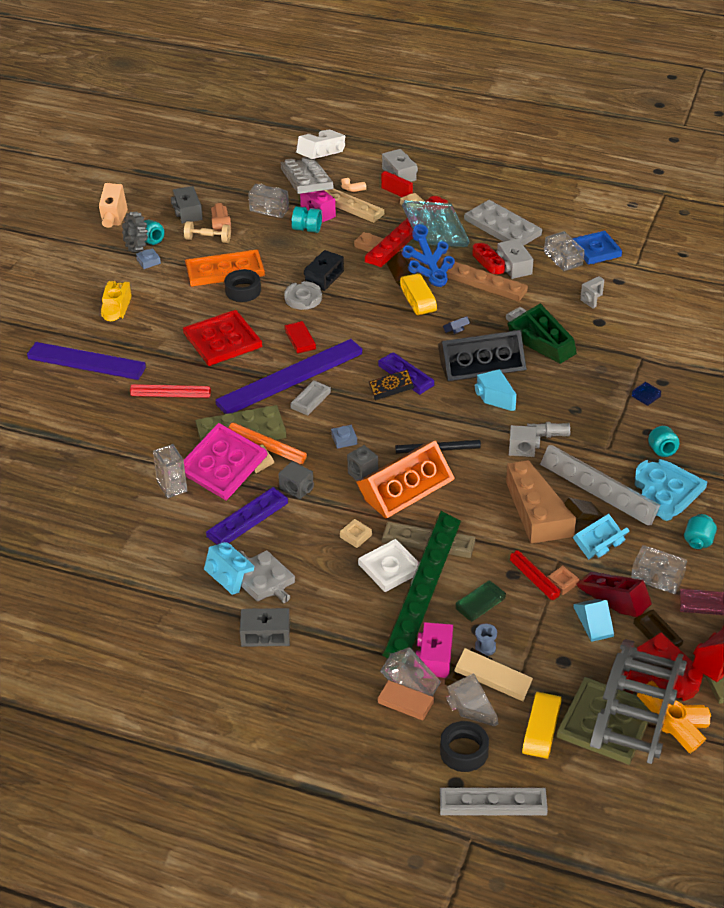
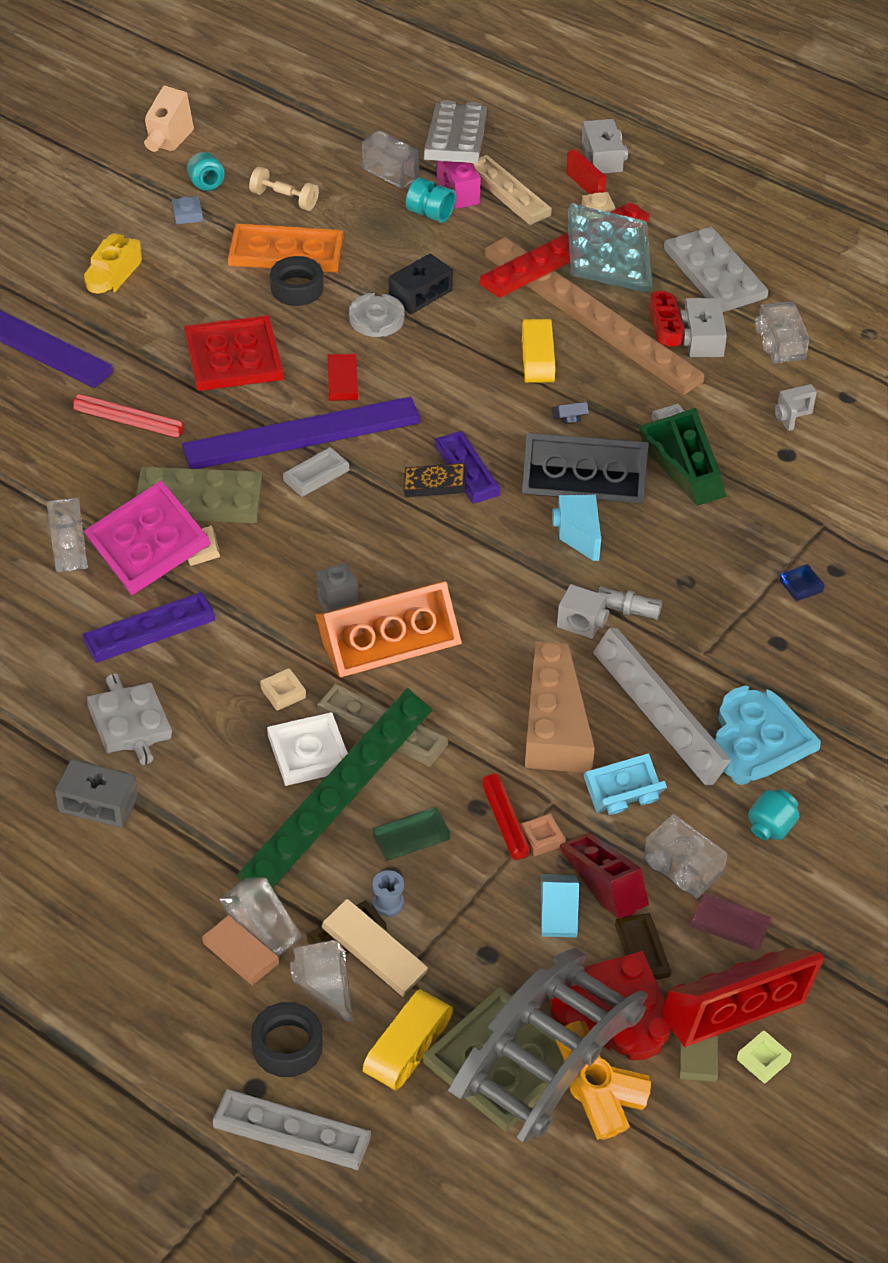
camera: 15 degrees right, 5 degrees up
(134, 231) = (178, 167): dark grey gear -> none
(186, 204) = (273, 140): dark grey brick -> none
(219, 217) = (311, 170): nougat piece -> none
(227, 566) = (85, 691): medium azure bracket -> none
(270, 444) = (221, 526): orange axle -> none
(296, 480) = (236, 590): dark grey brick -> none
(326, 144) = (516, 88): white arch -> none
(344, 436) = (335, 541): sand blue plate -> none
(355, 187) = (523, 164): light nougat arm -> none
(398, 266) = (530, 302): dark brown tile -> none
(436, 276) = (572, 301): blue plant -> none
(436, 647) = (313, 887): dark pink brick -> none
(455, 445) = (464, 589): black bar -> none
(583, 509) = (615, 738): dark brown tile -> none
(598, 247) = (836, 337): blue plate -> none
(663, 441) = (787, 663): teal head -> none

